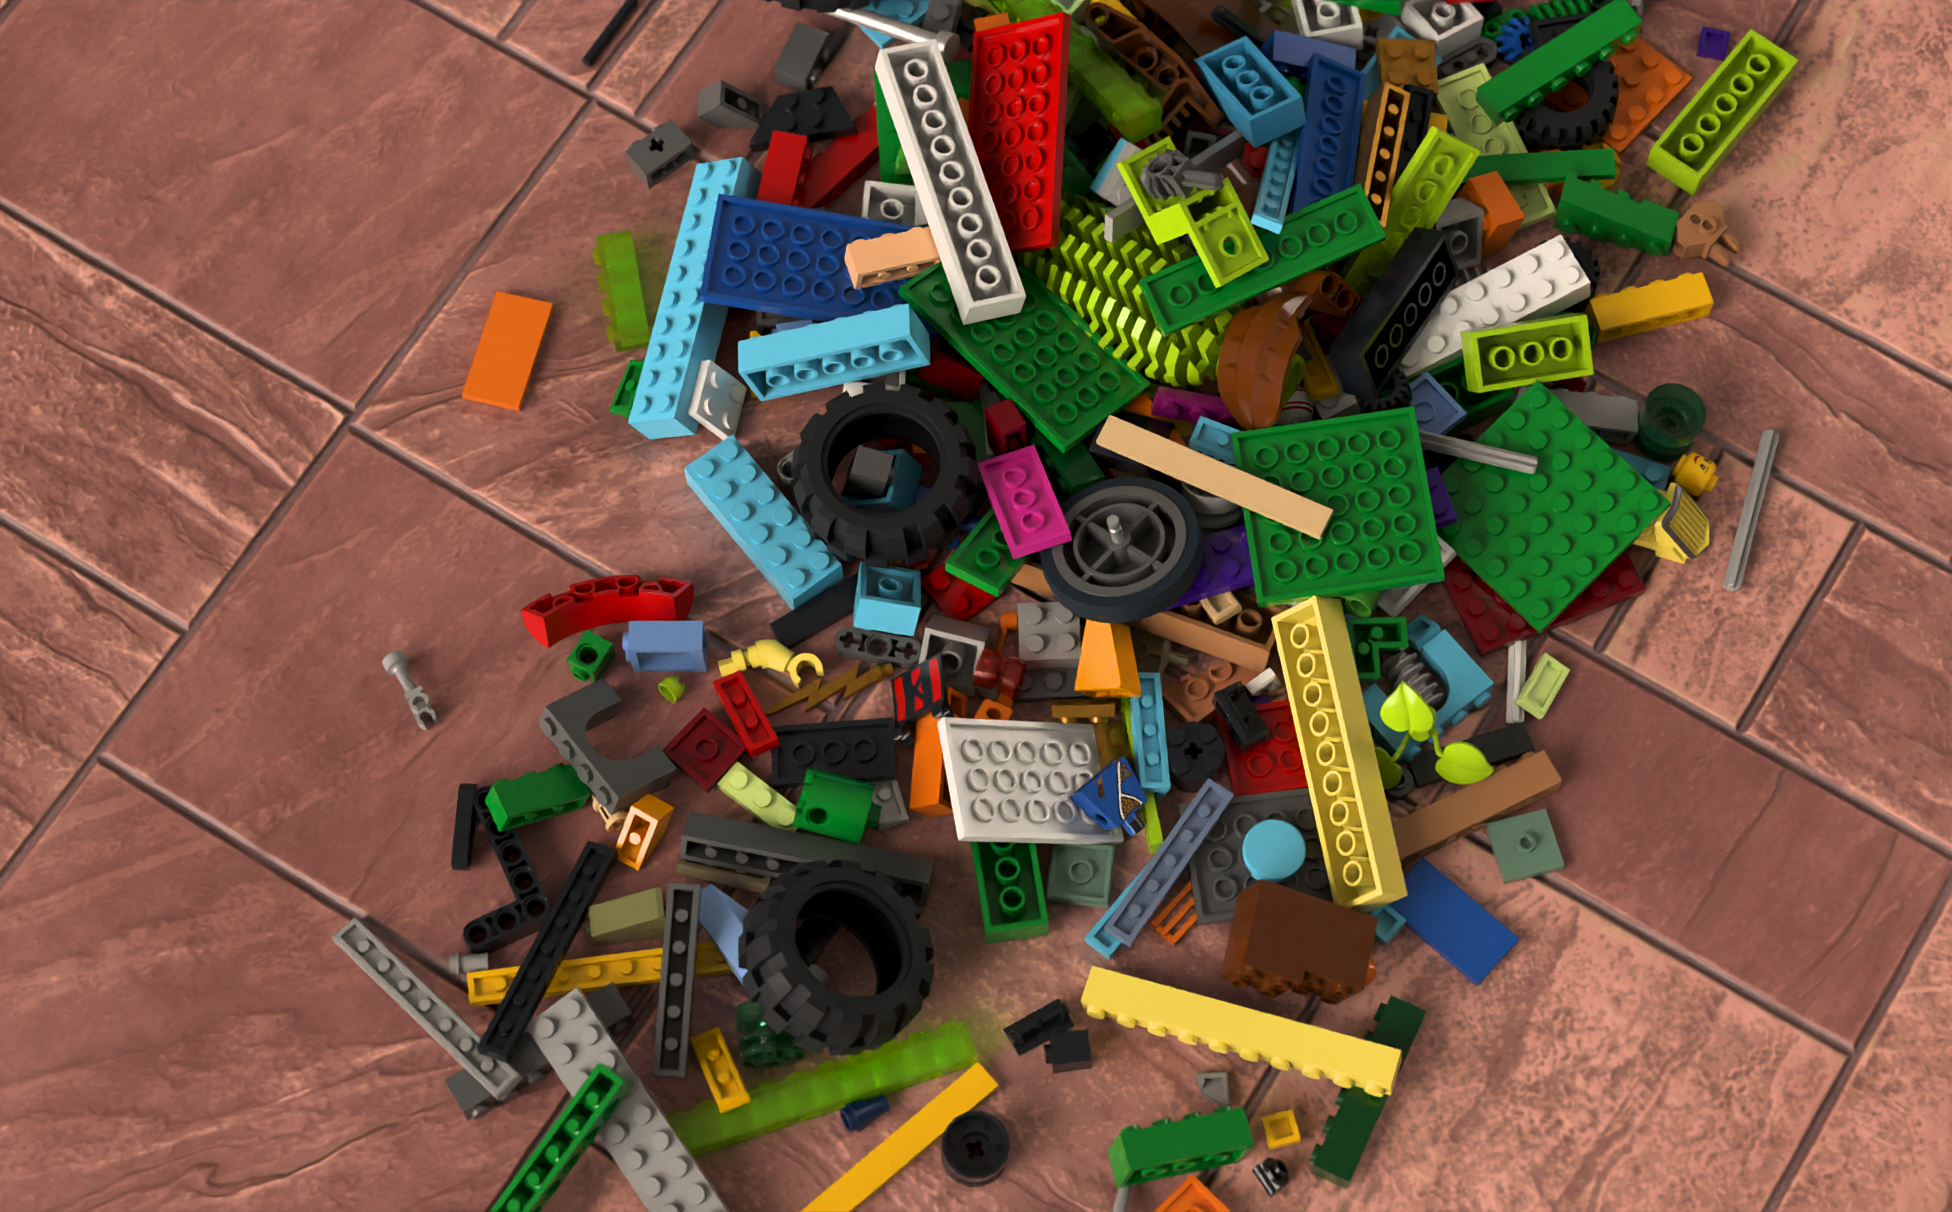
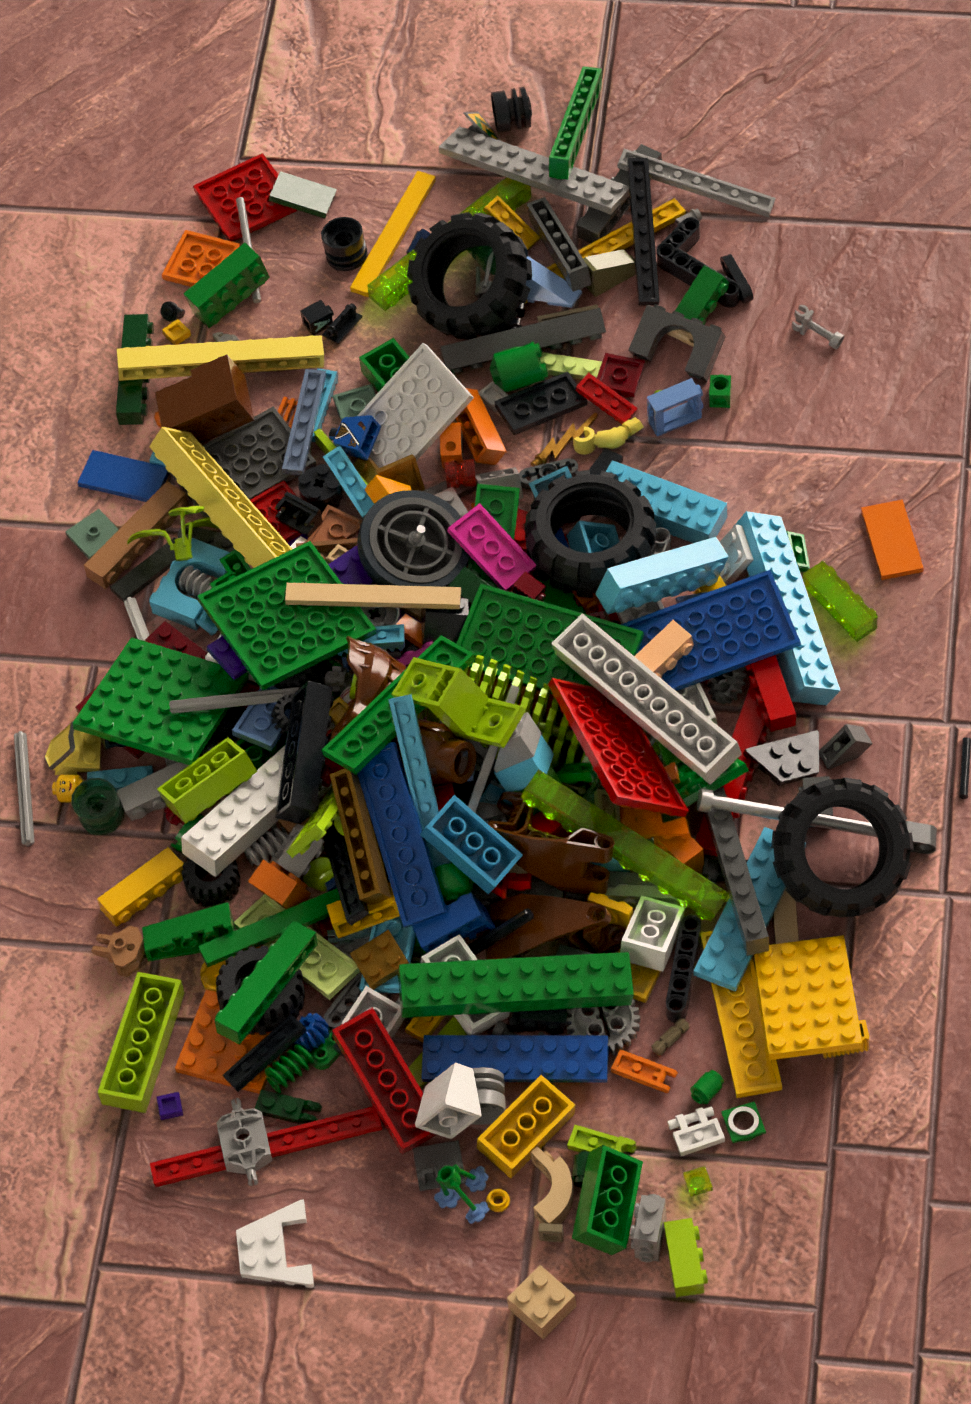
camera: 160 degrees right, 10 degrees down
(607, 602) = (738, 421): red brick -> none
(643, 830) = (629, 320): light orange slope -> none
(659, 153) = (873, 696): dark grey brick -> none
(868, 473) = (601, 529): dark grey slope -> none
(917, 694) = (502, 444): black flag -> none
(1176, 176) = (475, 701): dark grey gear -> none
(1274, 850) = (244, 454): medium azure tile -> none
(1542, 686) = (119, 623): yellowish green tile -> none

